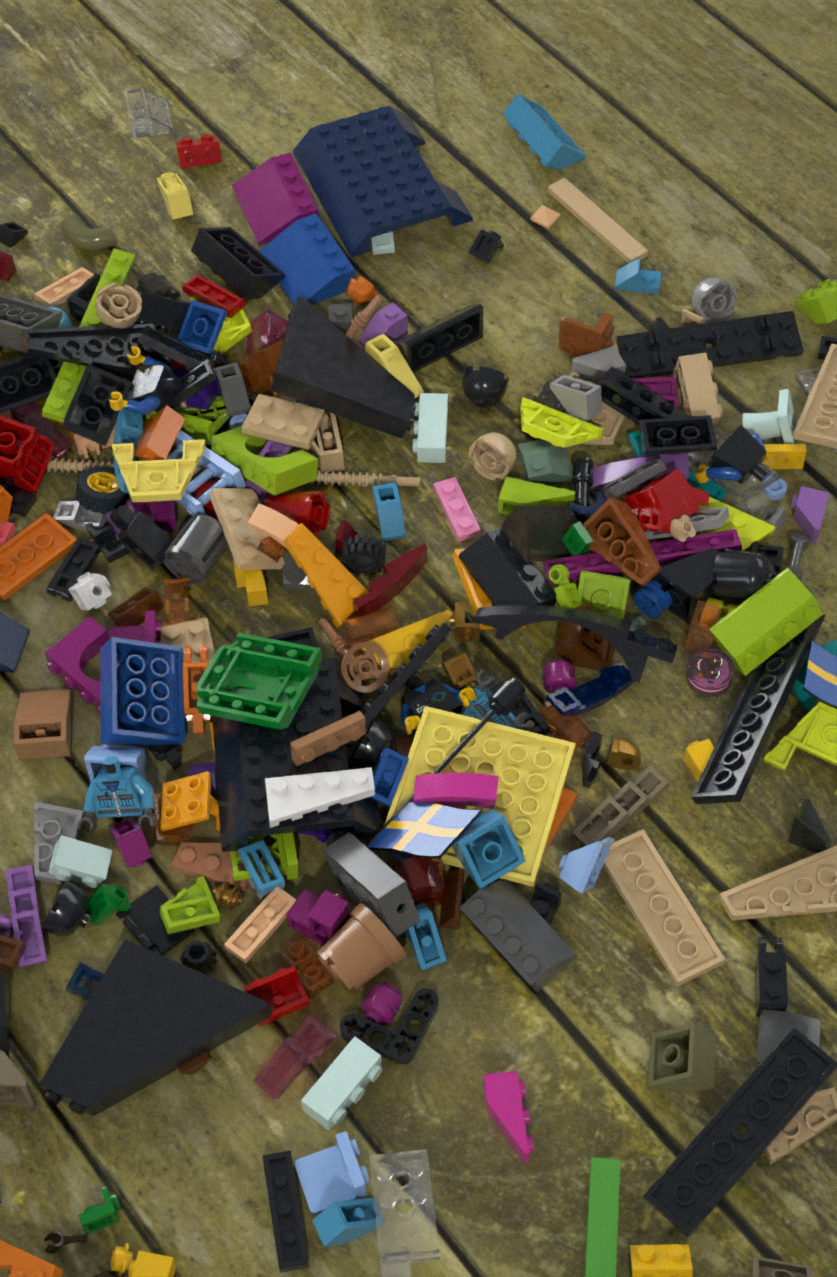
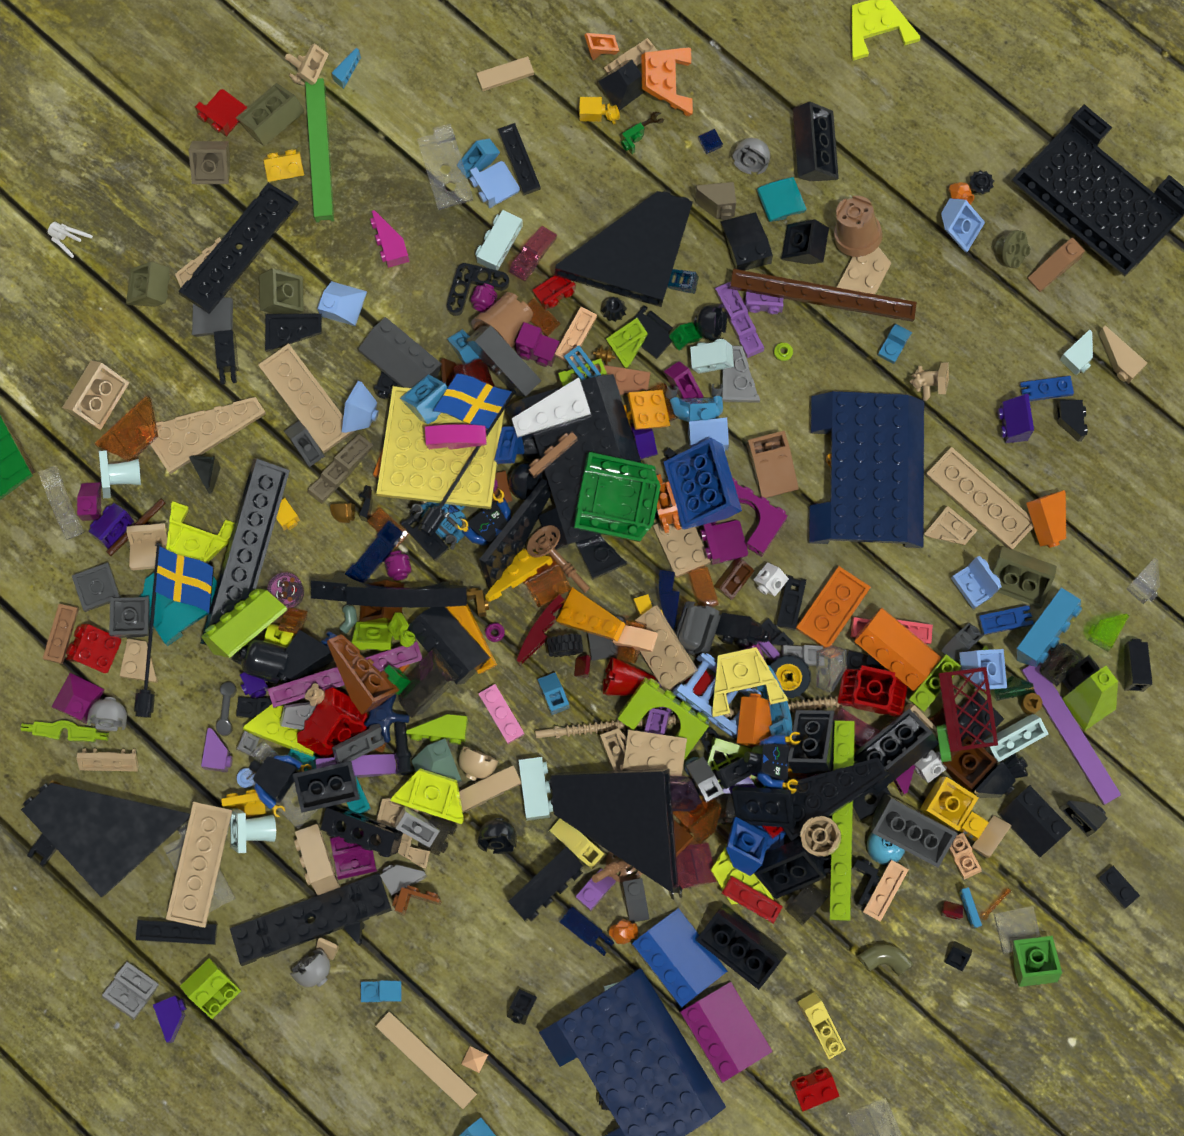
camera: 170 degrees right, 20 degrees up
(49, 492) = (830, 667): none -> clear slope
(222, 594) = (668, 598): none -> clear blue slope
(260, 384) = (683, 794): none -> clear purple slope
(404, 299) = (585, 929): none -> clear blue hinge
(448, 586) = (495, 626): none -> magenta plate
(460, 672) = (470, 556): pearl gold bracket -> none
(471, 429) = (489, 788): none -> tan slope
(593, 1033) = (341, 303): none -> light blue slope
(671, 845) = (304, 443): none -> dark grey slope
(671, 1006) = (290, 328): none -> black wing

